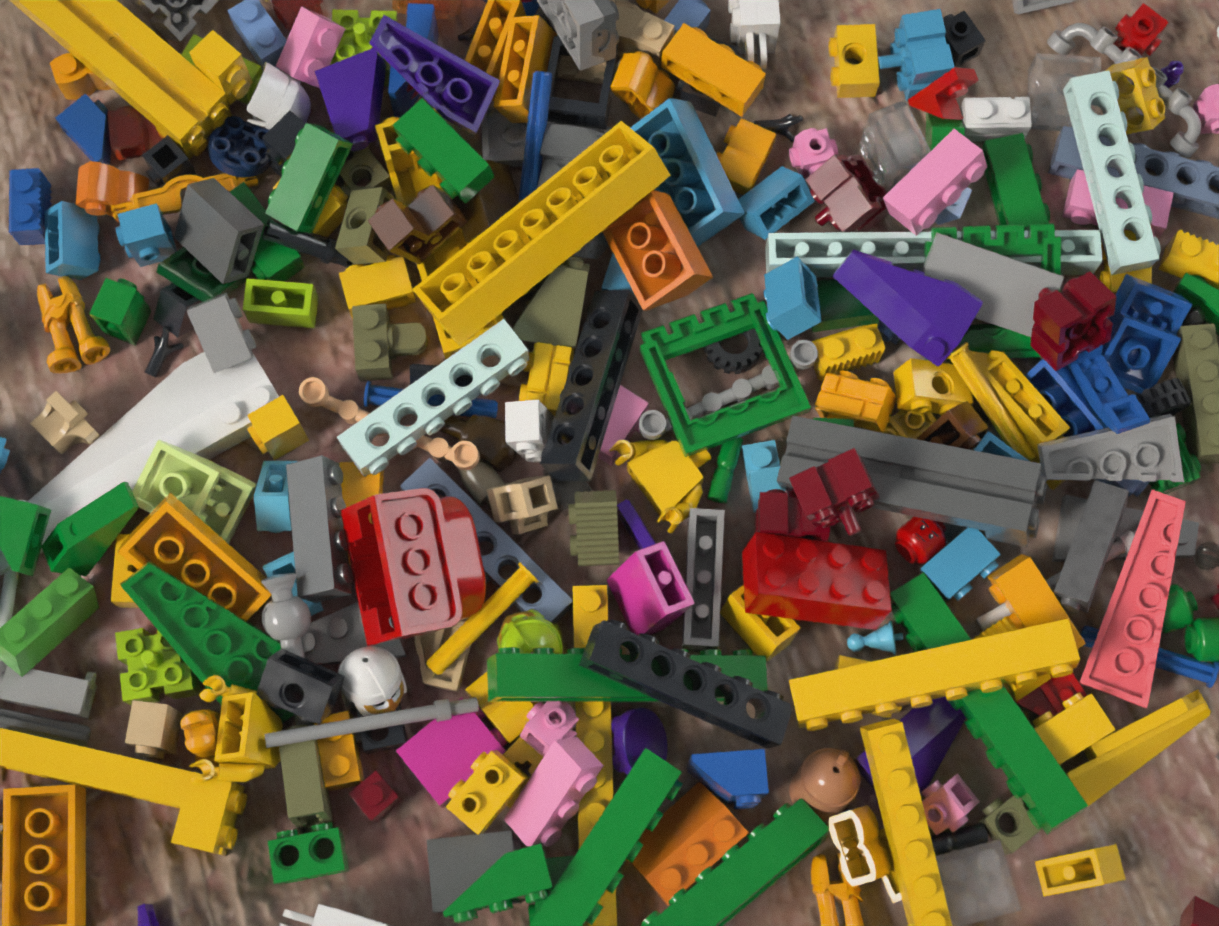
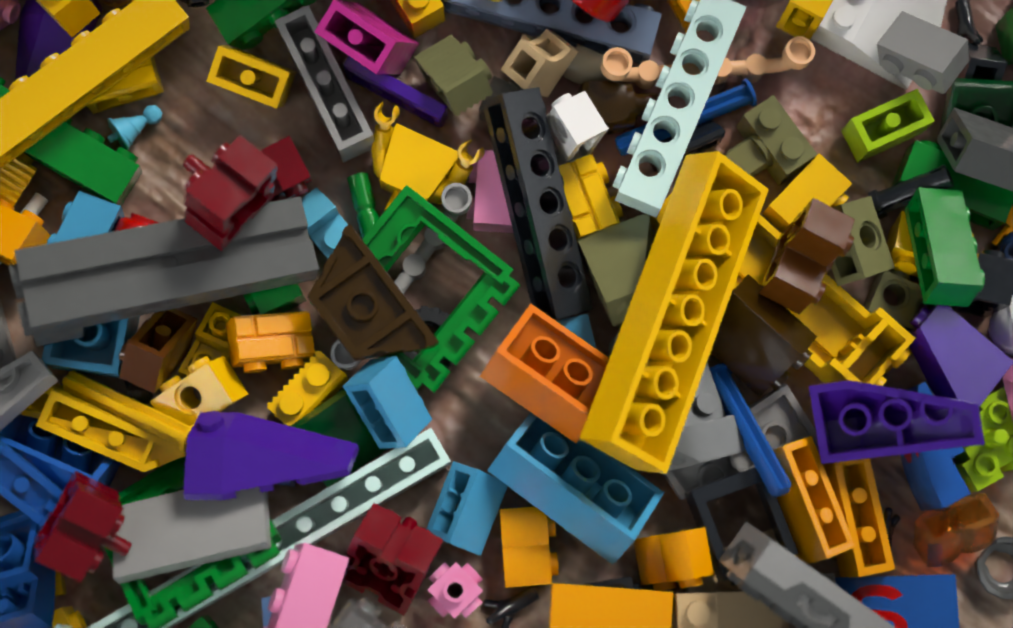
camera: 145 degrees right, 5 degrees up
(442, 152) = (828, 337): green brick -> none
(770, 375) = (366, 305): none -> dark brown wing
(816, 581) = (243, 105): red brick -> none

